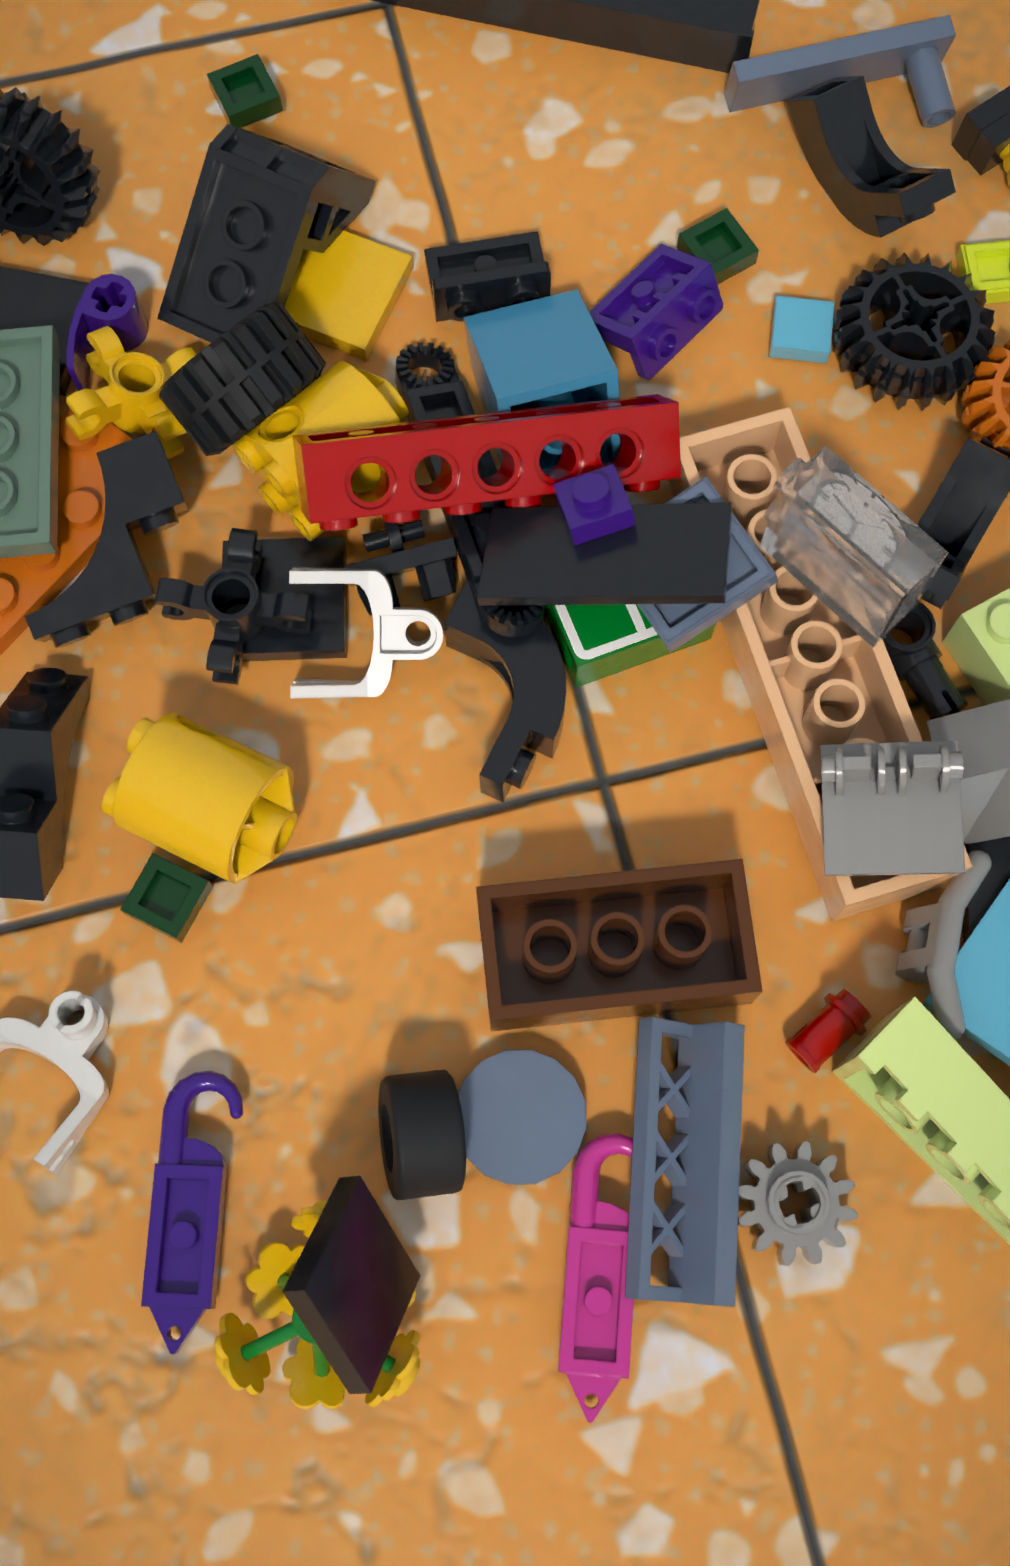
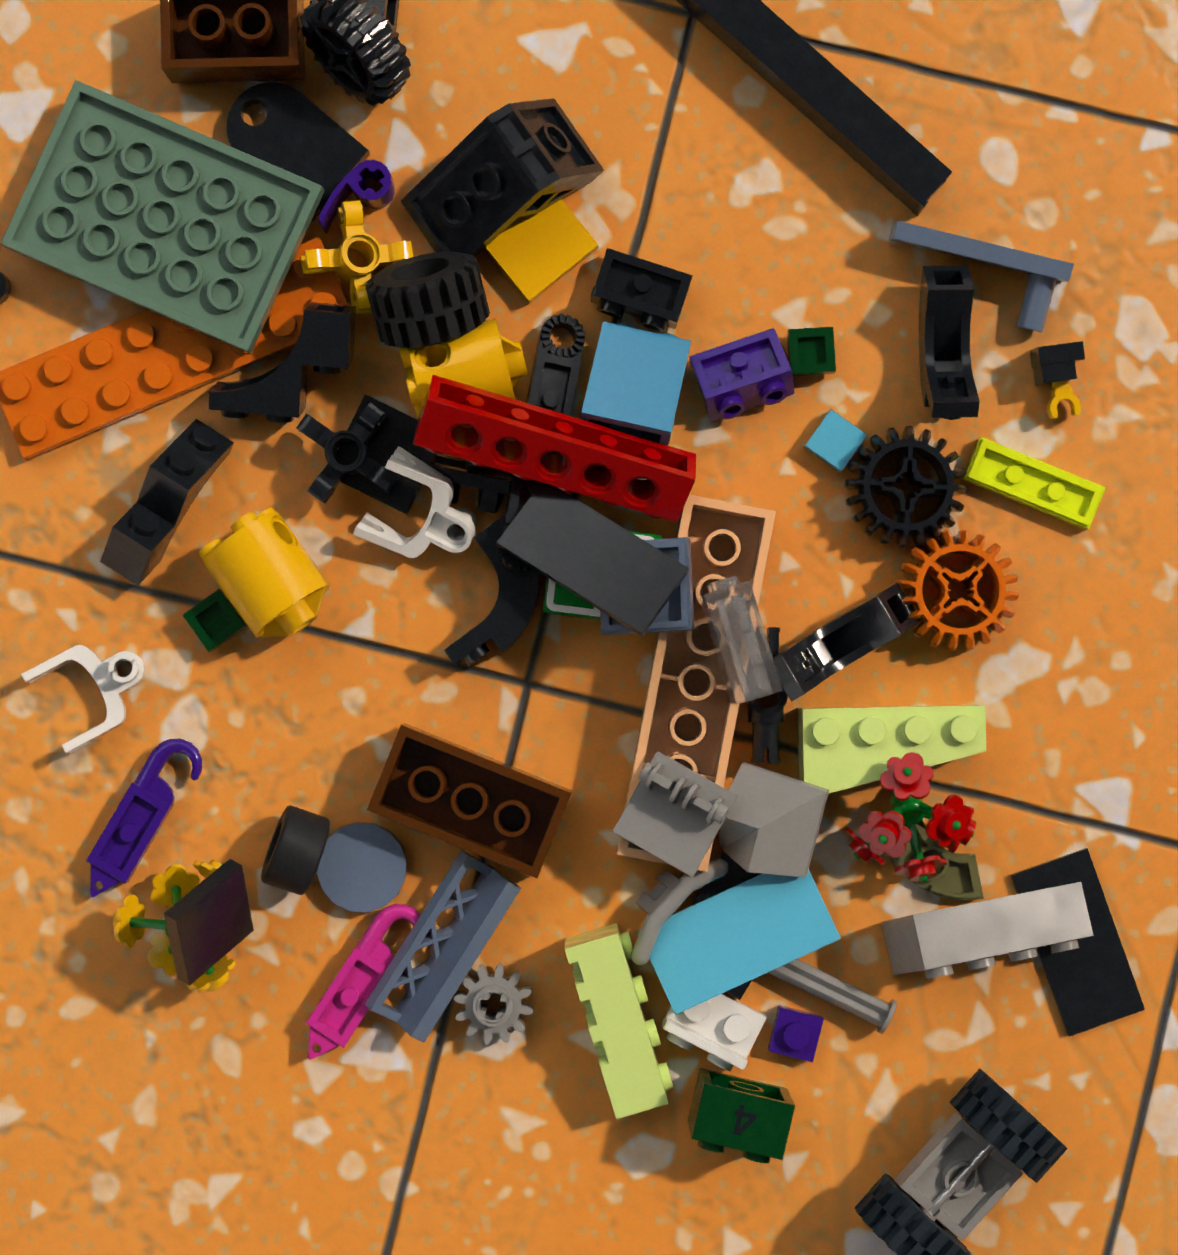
camera: 25 degrees right, 15 degrees up
(245, 92) = (548, 47): dark green plate -> none
(594, 504) = (603, 520): dark purple plate -> none
(829, 1029) = (574, 915): red pin -> none

